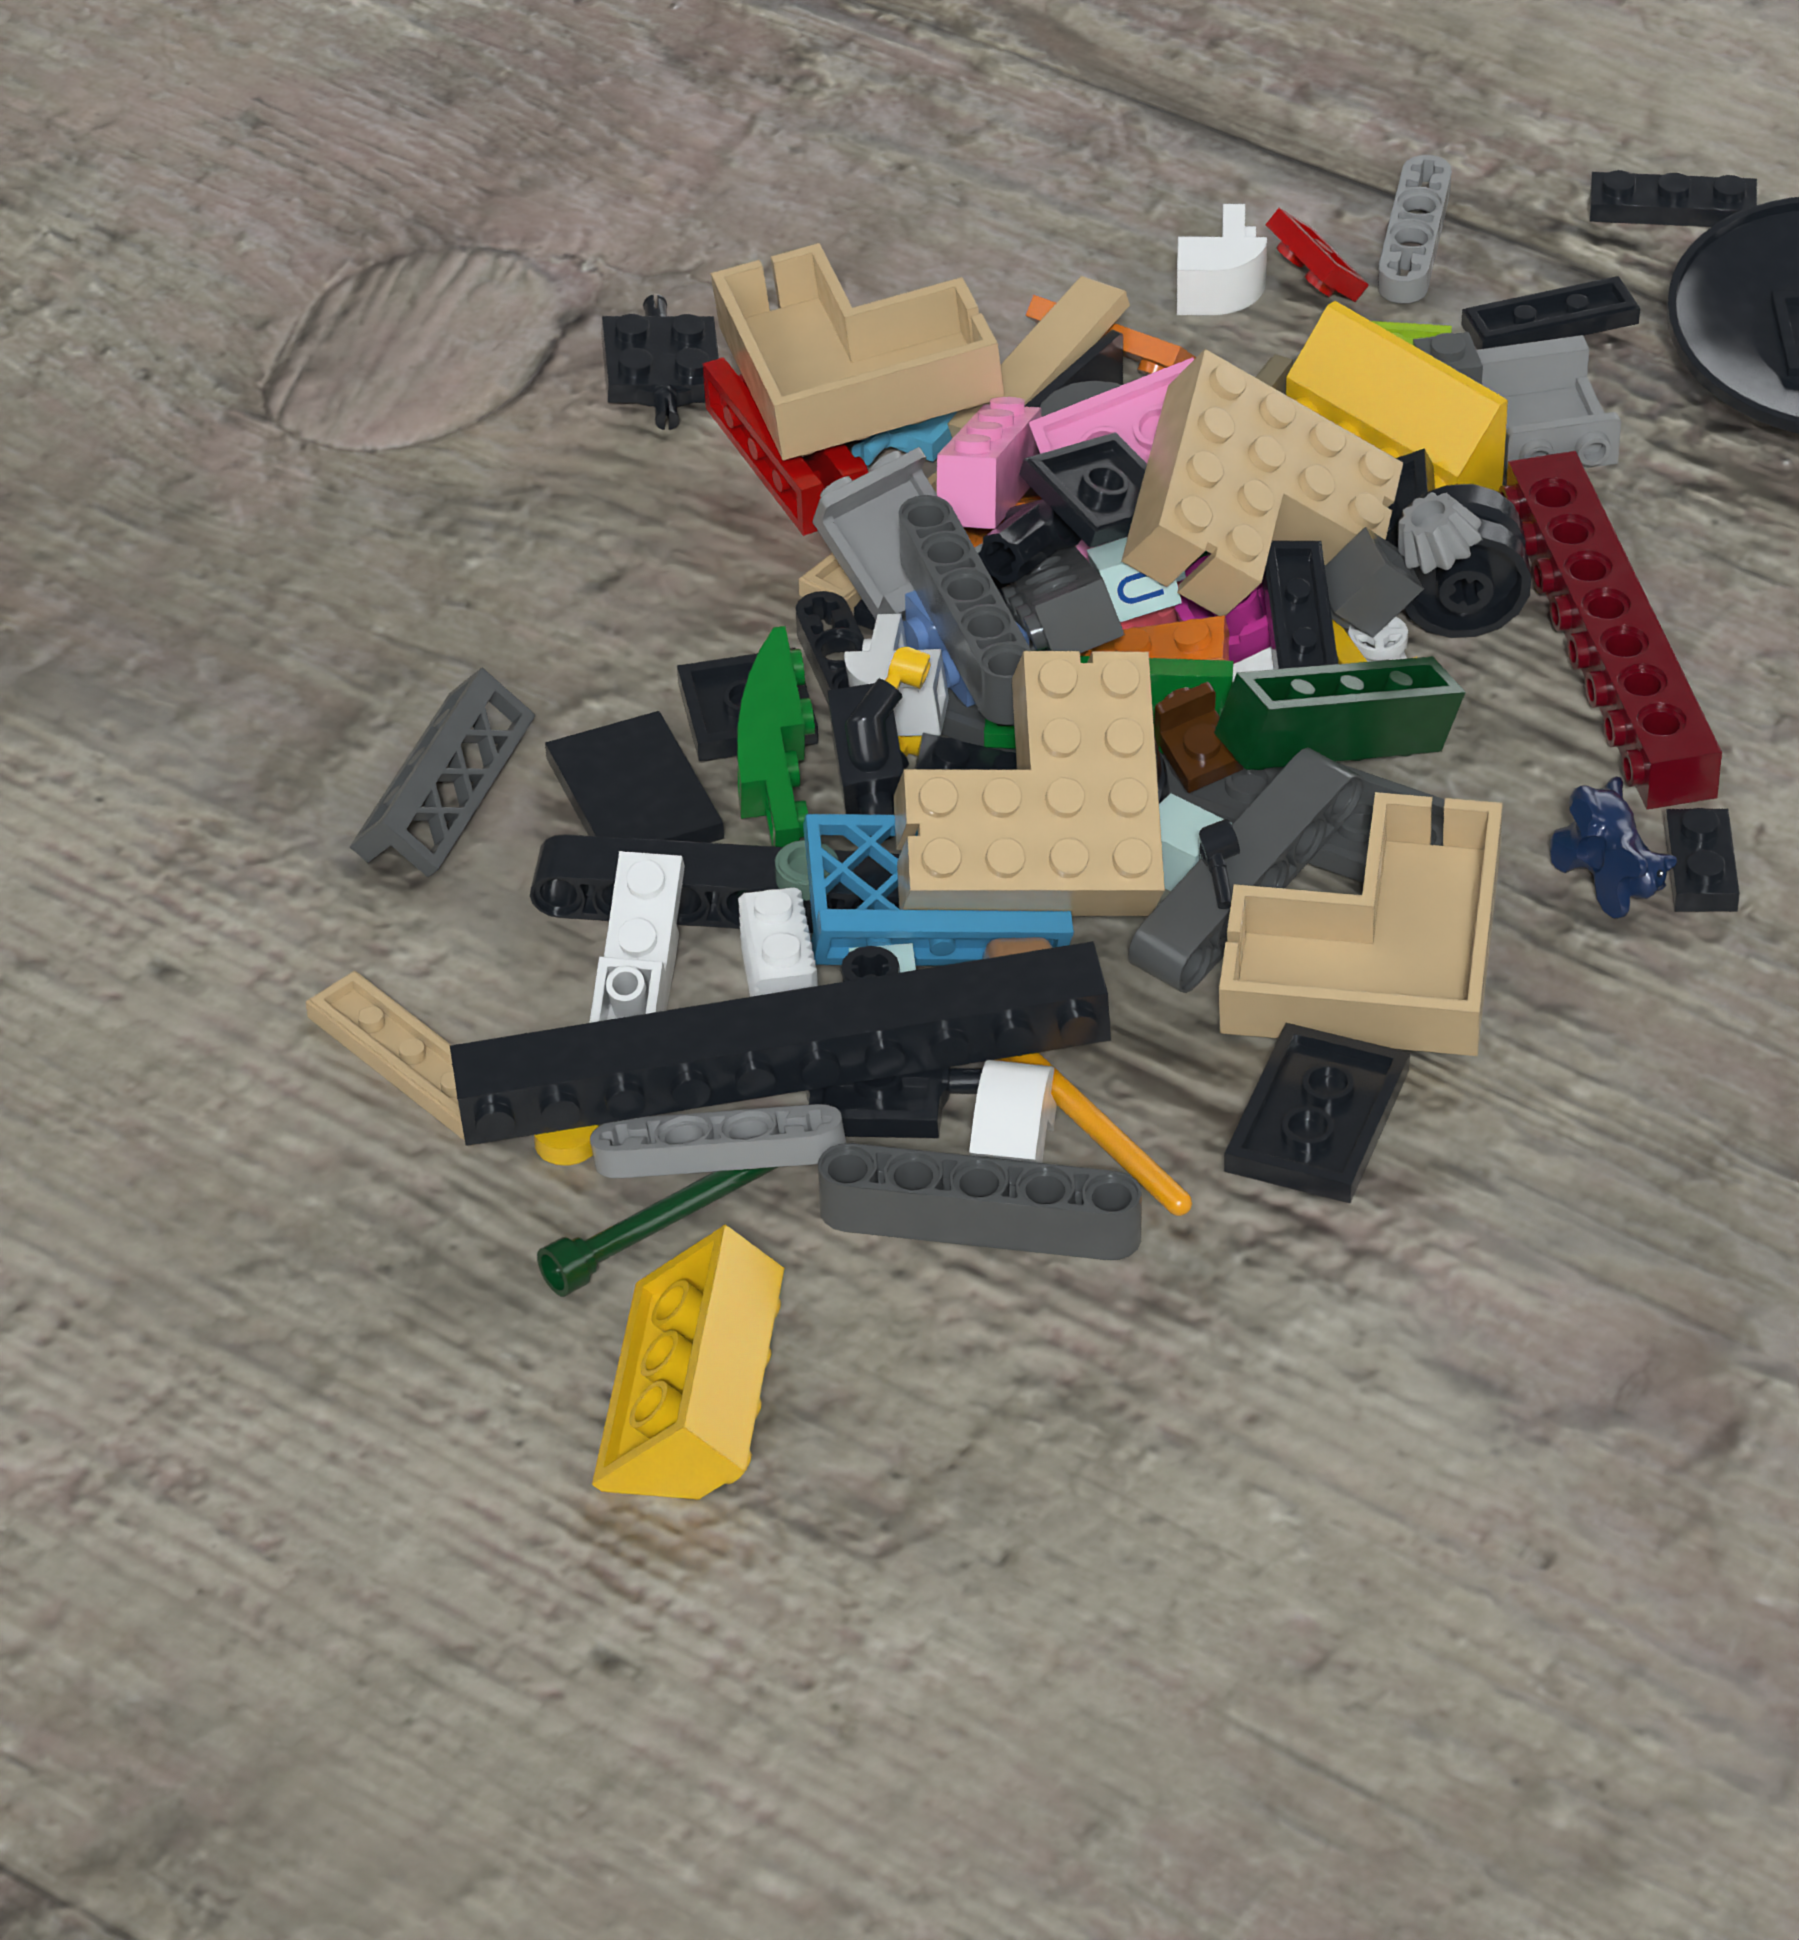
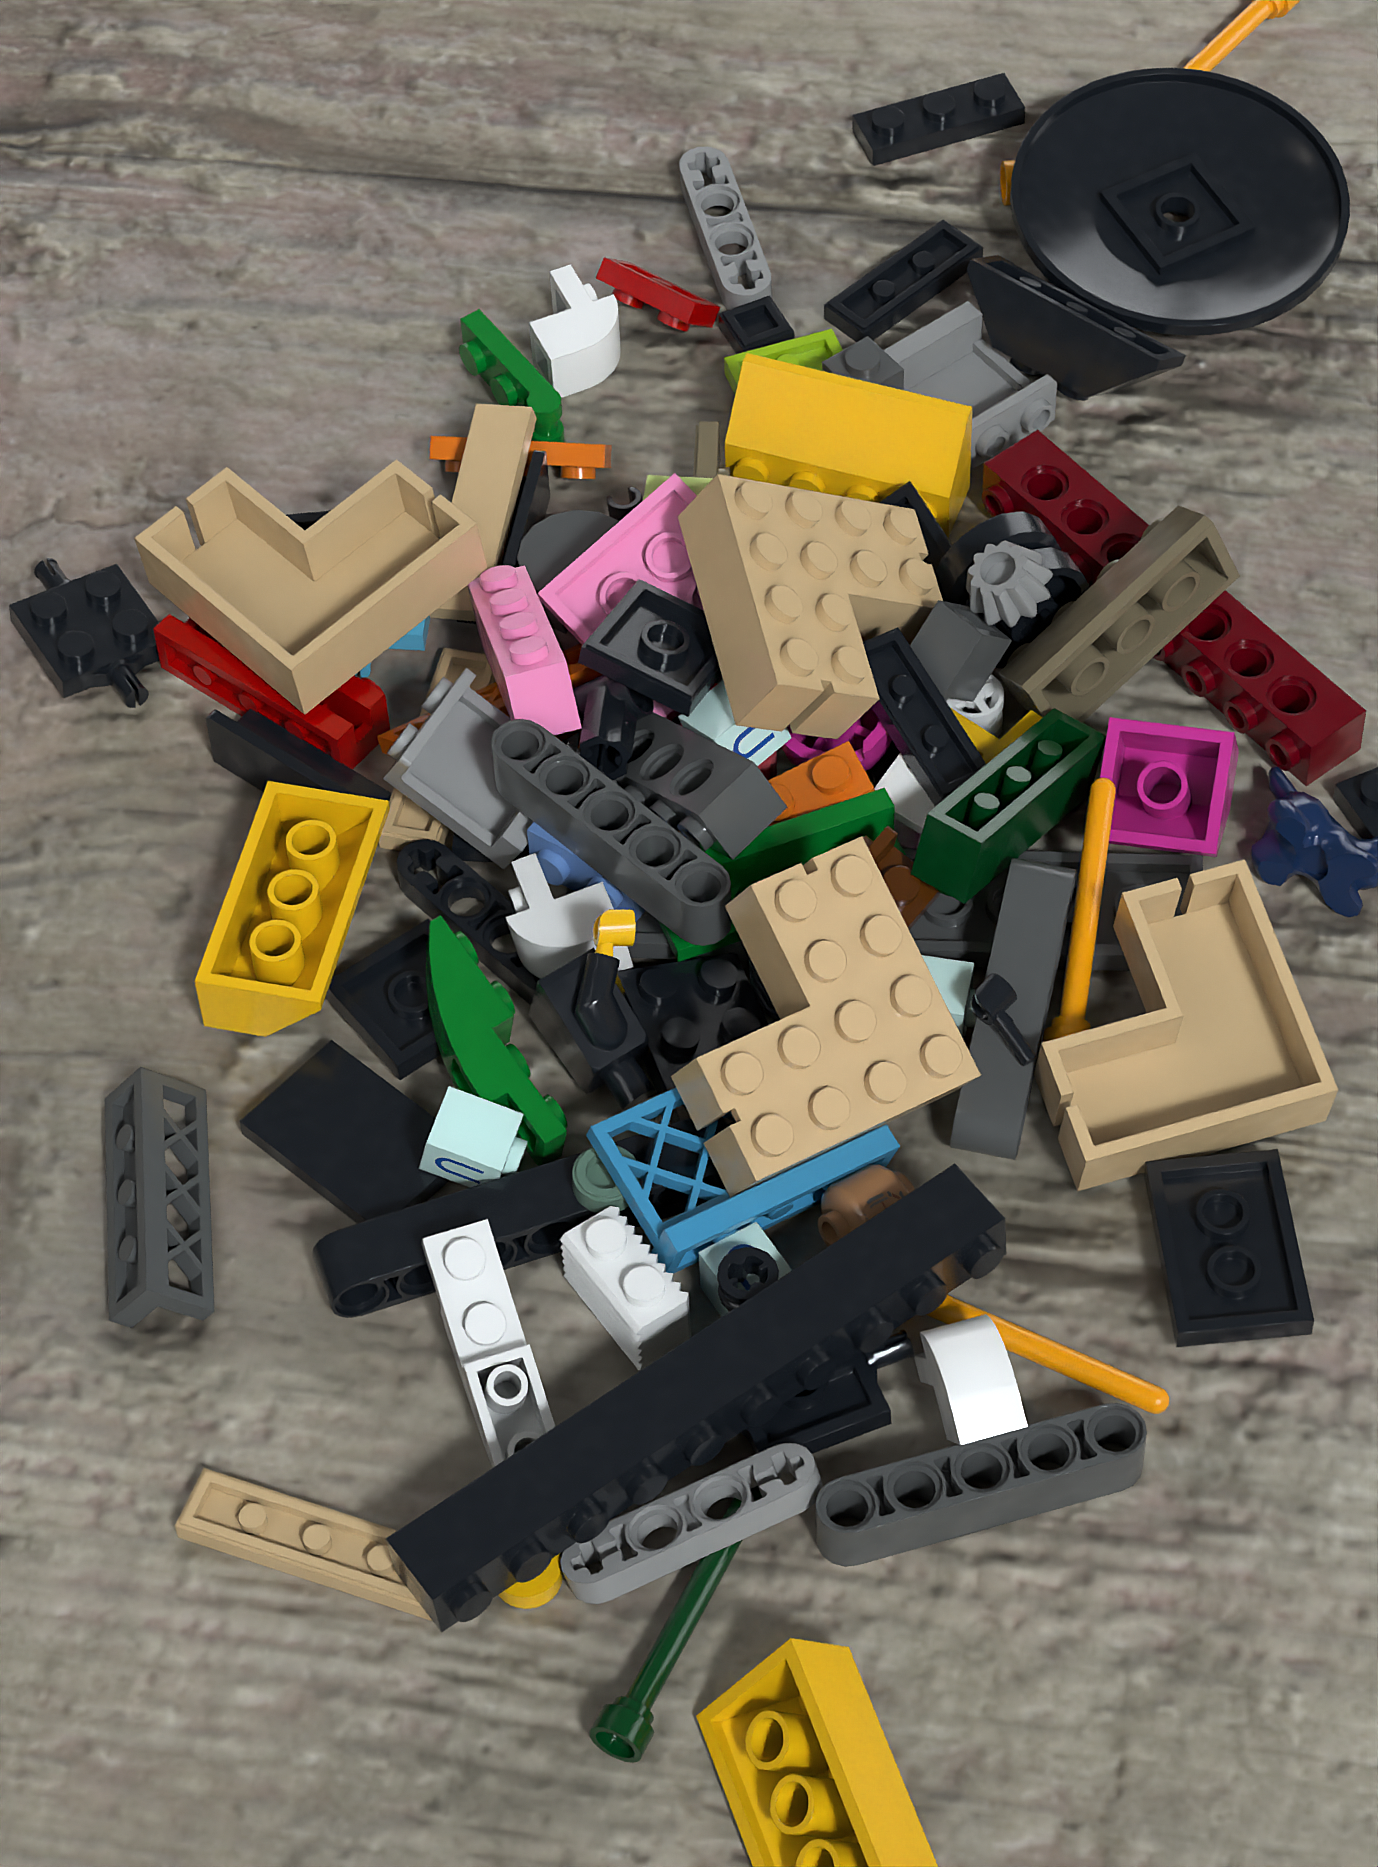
camera: 25 degrees left, 10 degrees up
(673, 593) = (288, 908): none -> yellow slope
(717, 806) = (473, 1140): none -> light aqua brick
(760, 514) = (265, 752): none -> black panel
(1140, 276) = (510, 375): none -> green plate
(1360, 816) = (1086, 913): none -> light orange piece
(1391, 304) = (755, 325): none -> black tile
(1502, 751) = (1169, 785): none -> dark pink slope
(1540, 610) = (1122, 617): none -> dark tan slope
(1654, 387) = (1061, 334): none -> black wedge

